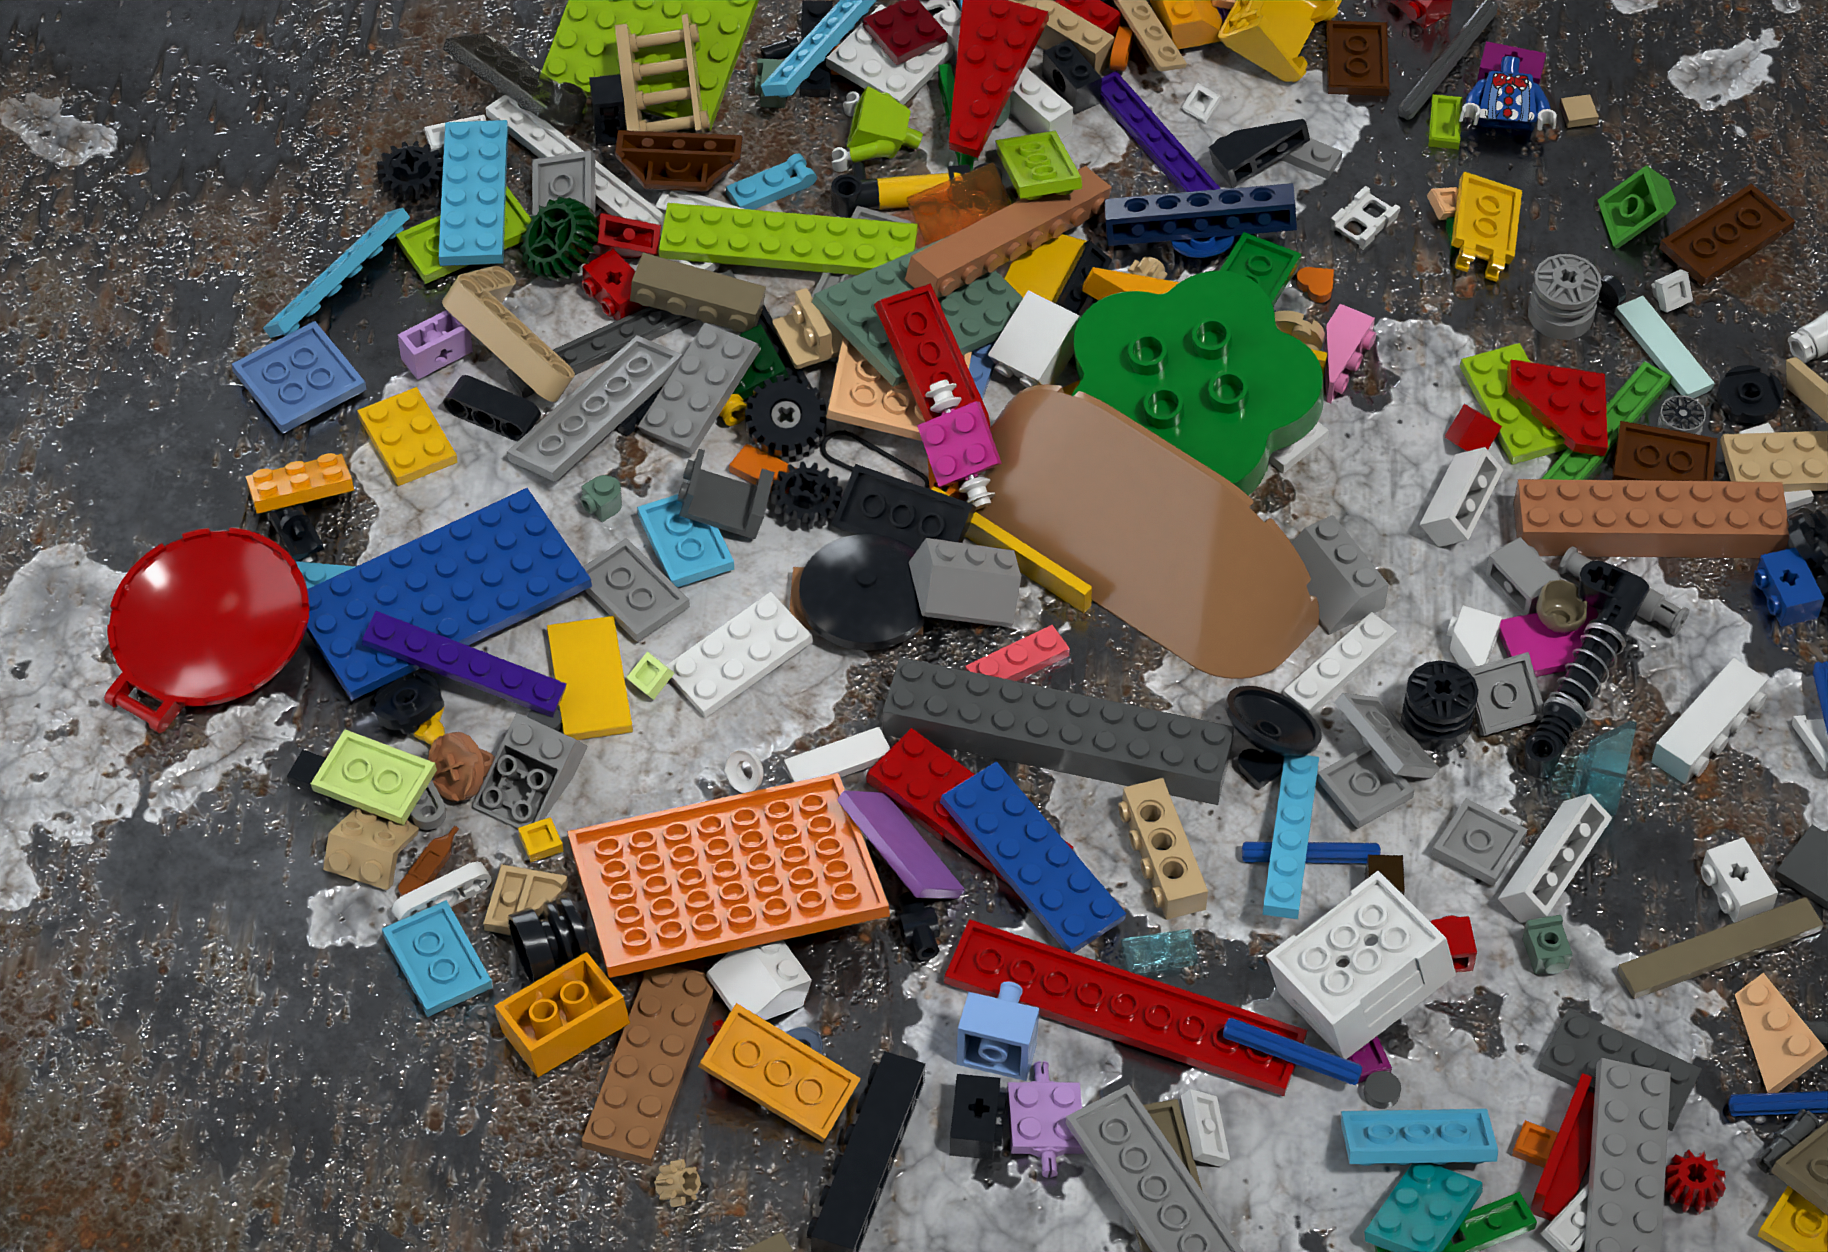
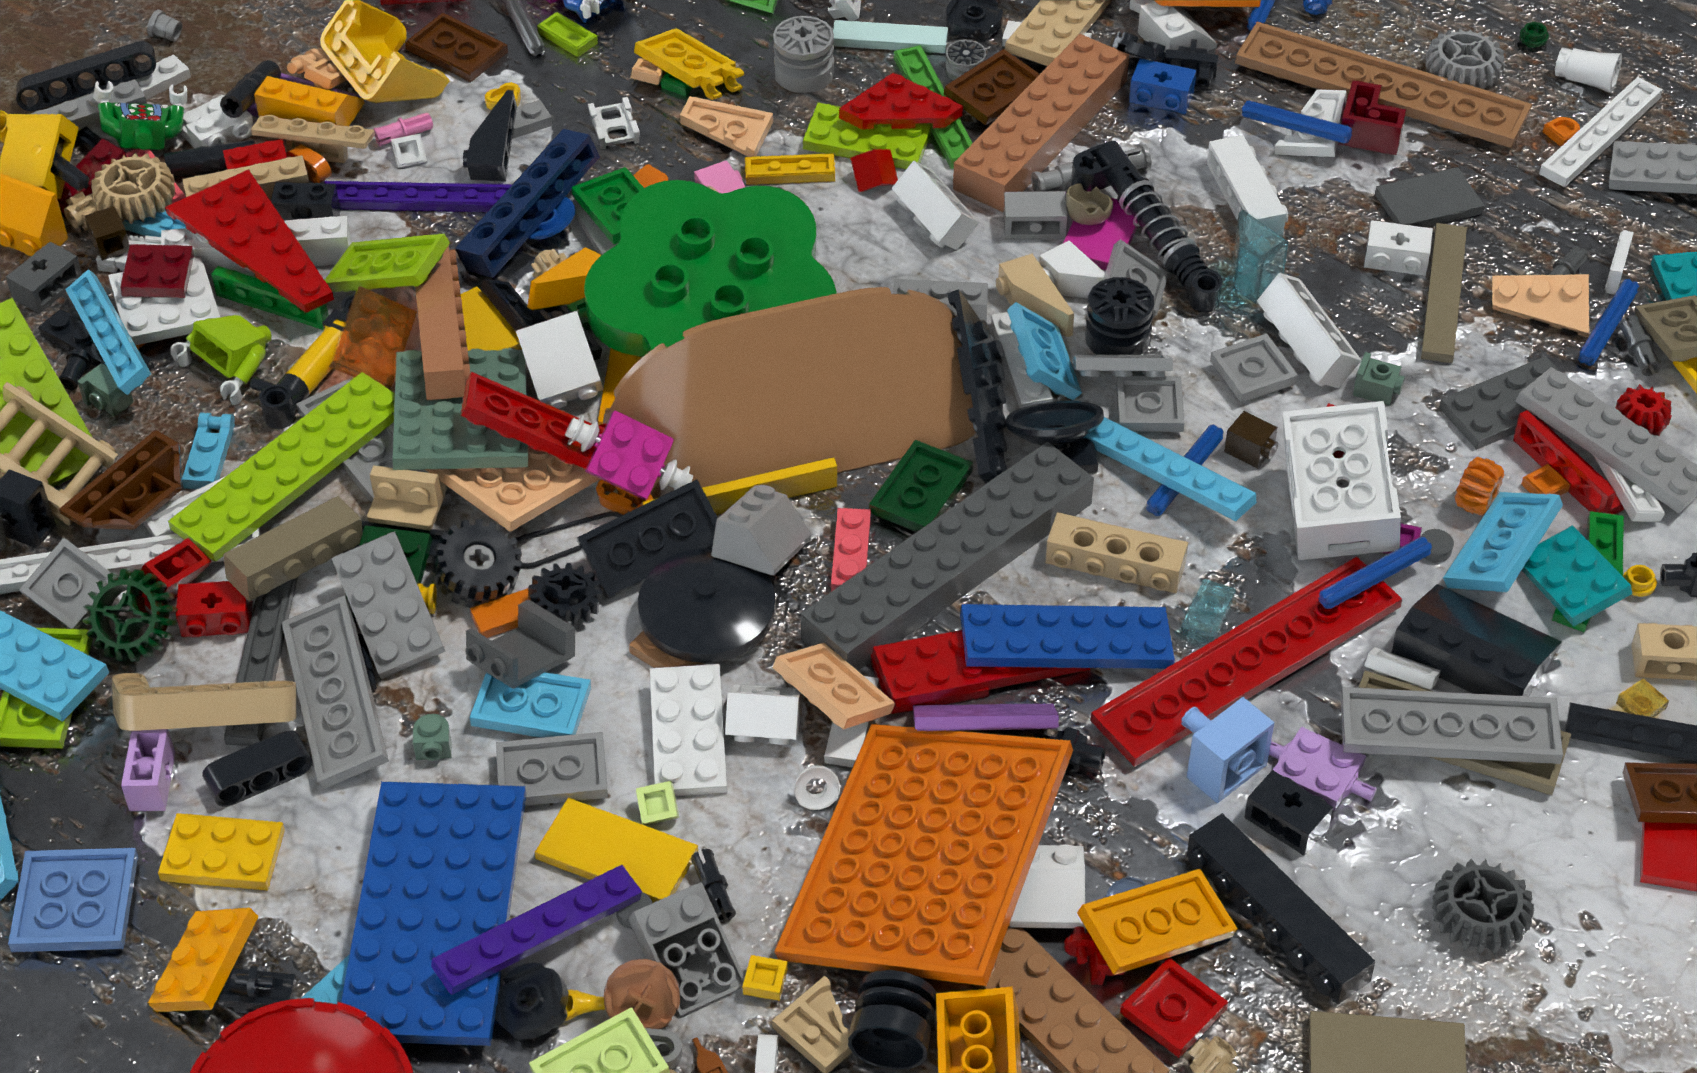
camera: 55 degrees left, 5 degrees down
(601, 757) = (714, 883): none -> black pin
(714, 1132) = (1174, 1007): none -> red plate
(794, 693) = (763, 713): none -> white slope
(844, 721) = (833, 685): none -> light nougat plate
(1125, 669) = (920, 486): none -> dark green plate
(1222, 83) = (403, 128): none -> bright pink axle
(1263, 646) = (982, 378): none -> black wing
(1284, 1173) = (1474, 644): none -> black slope
(1326, 127) = (494, 95): none -> yellow tile
(1353, 663) = (1043, 351): none -> medium azure plate
(1425, 372) = (790, 169): none -> yellow tile
(1426, 624) = (1030, 286): none -> tan slope
(1435, 297) = (728, 124): none -> light nougat wing
(1470, 1084) = (1479, 485): none -> orange gear

